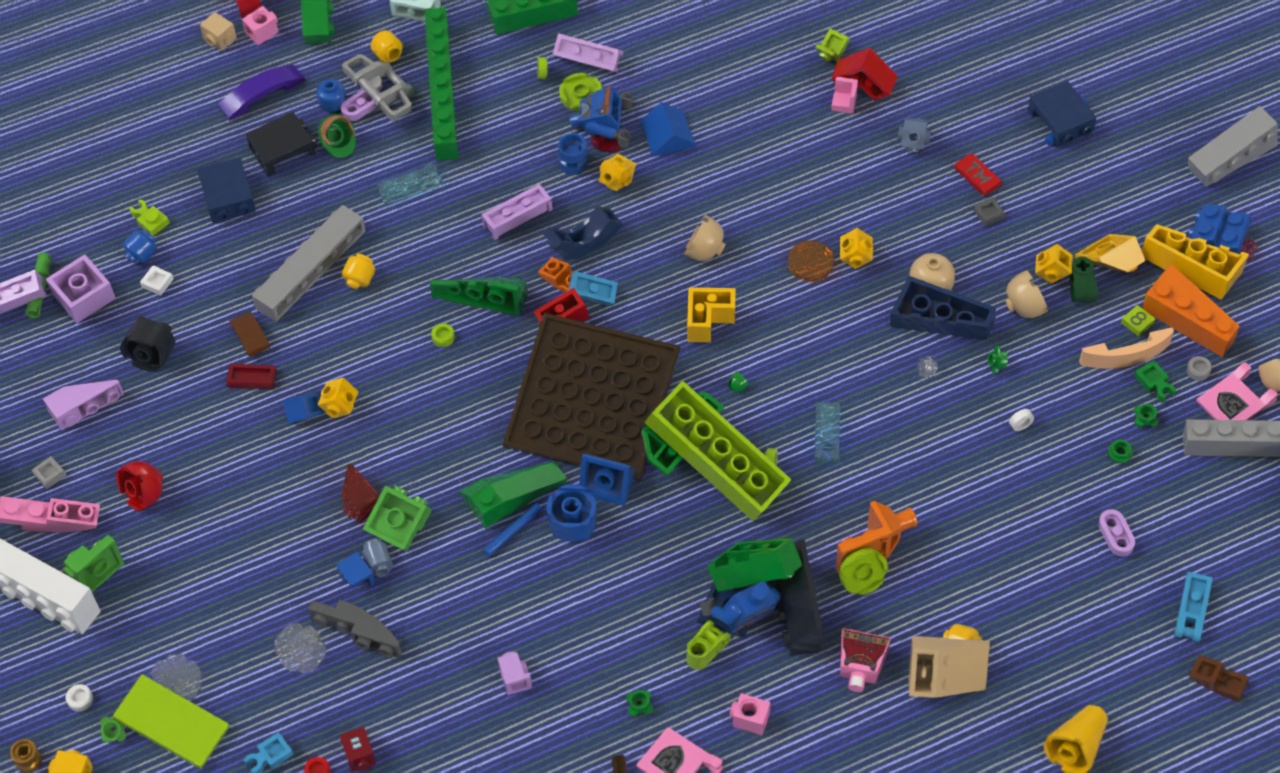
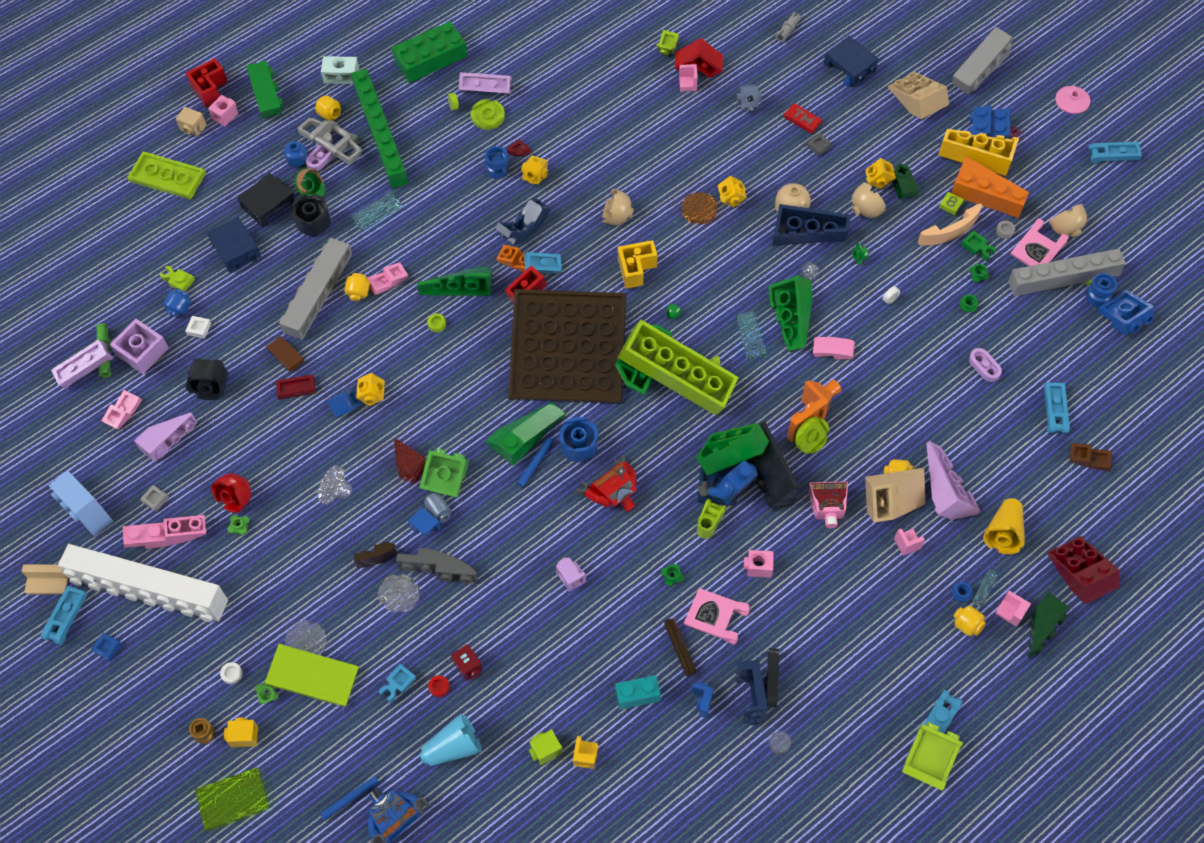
camera: 15 degrees left, 5 degrees up
(41, 361) = (124, 408): none -> bright pink slope
(94, 565) = (214, 566): bright green plate -> none
(136, 531) = (242, 528): none -> bright green plate
(171, 90) = (166, 175): none -> lime tile
(257, 87) = (235, 159): dark purple slope -> none
(261, 504) = (334, 486): none -> clear plant
(294, 597) = (382, 553): none -> dark brown slope
(328, 172) = (311, 214): none -> black brick
(403, 268) = (391, 276): none -> bright pink slope
(517, 211) = (466, 215): lavender container -> none
(597, 579) = (613, 486): none -> red torso
(601, 114) = (511, 129): blue torso -> none
(606, 479) = (597, 407): blue slope -> none
(667, 130) = (562, 130): blue slope -> none
(890, 403) = (792, 306): none -> green wedge
(931, 470) = (832, 346): none -> bright pink slope
(948, 730) = (908, 541): none -> bright pink panel
(994, 55) = (788, 27): none -> light grey pin
(1017, 676) = (946, 487): none -> lavender wedge
(1115, 253) = (921, 156): yellow slope -> none
(1139, 174) = (920, 94): none -> tan slope

